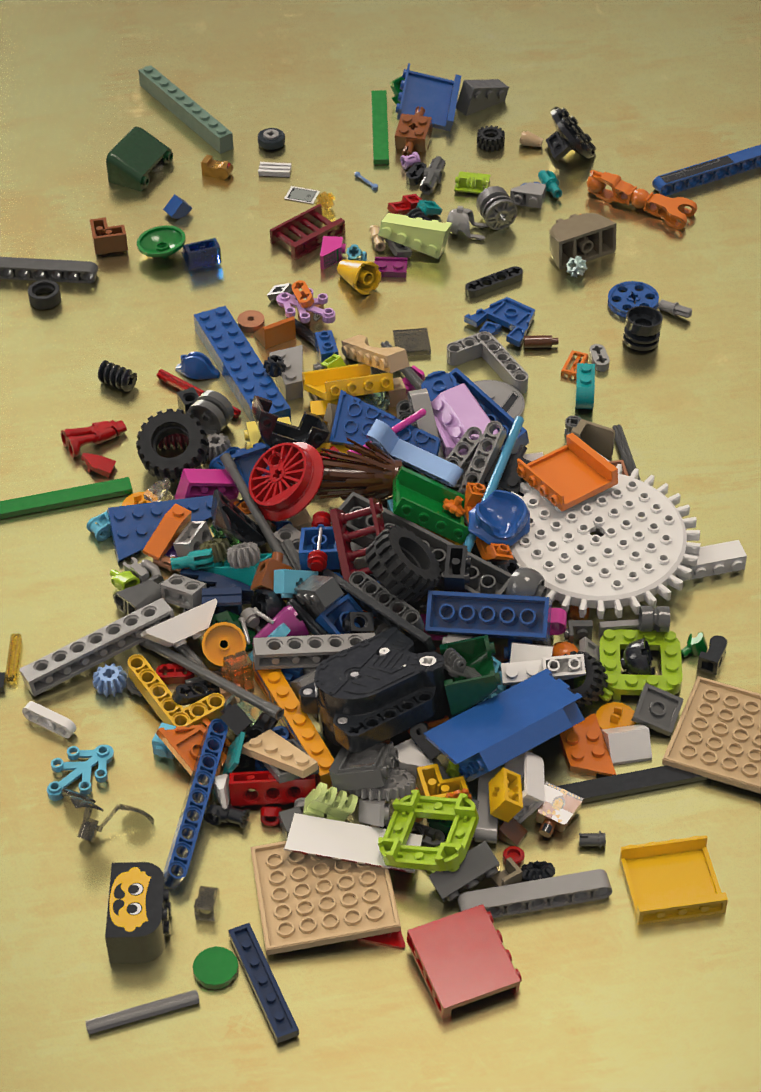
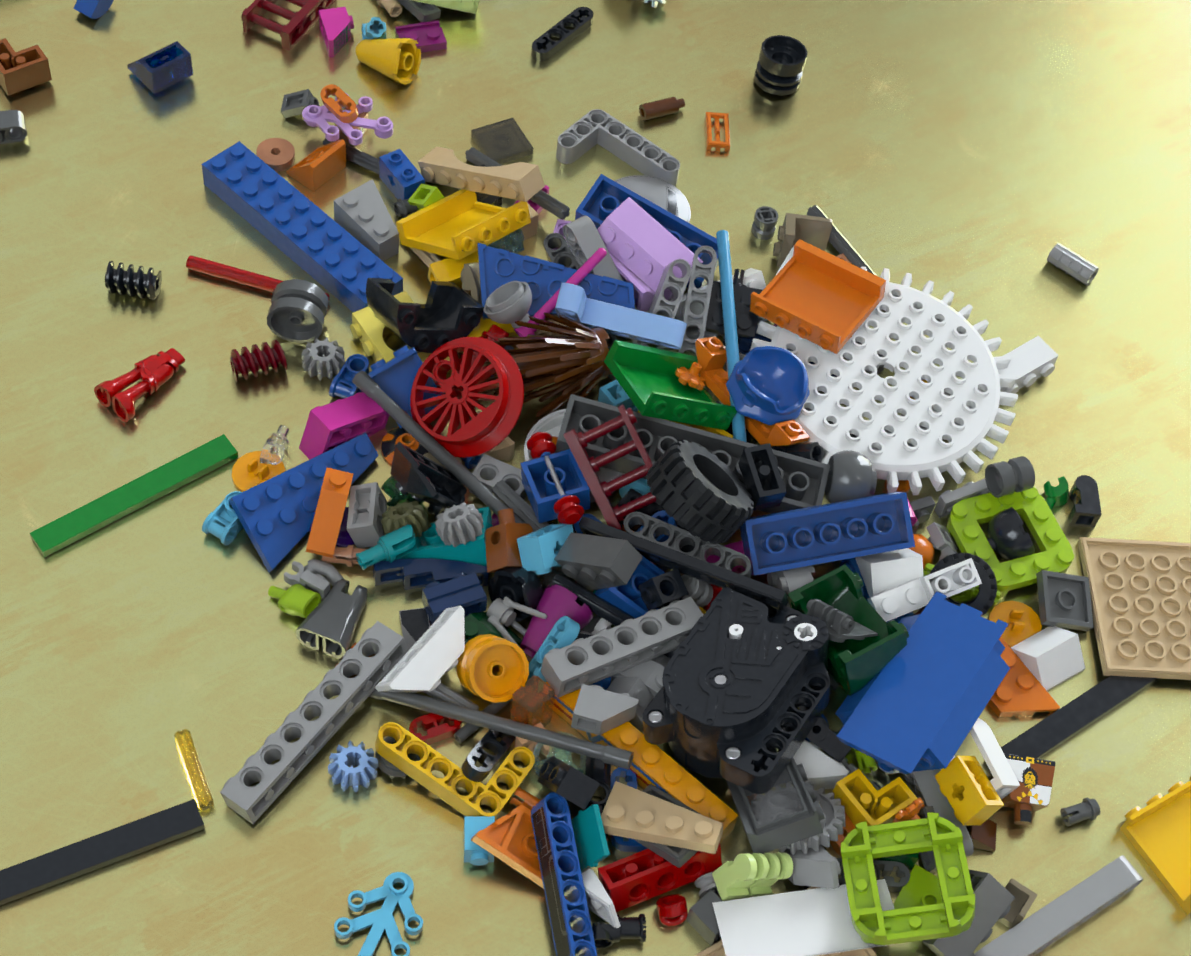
camera: 30 degrees left, 10 degrees up
(49, 719) = (296, 857): white beam -> none
(98, 464) = (170, 424): red slope -> none
(161, 241) = (98, 59): green dish -> none
(162, 426) = (279, 341): black tyre -> none
(182, 591) = (391, 597): light grey brick -> none
(186, 398) = (253, 298): black brick -> none
(197, 366) = (237, 241): blue hat -> none
(274, 366) = (357, 221): black gear -> none
(276, 681) = (602, 710): none -> light grey slope
(350, 428) = (509, 303): none -> light grey piece
(438, 382) = (592, 201): blue tile -> none
(491, 327) = (589, 101): blue tile -> none
(508, 314) = (606, 77): blue wing -> none
(515, 853) = (1000, 867): red tile -> none
(537, 870) = (1046, 891): black gear -> none
(585, 386) = (752, 161): teal brick -> none
(601, 359) = (745, 113): light grey beam -> none
(626, 300) = (740, 25): blue wedge -> none
(675, 308) = (798, 29): light grey axle -> none

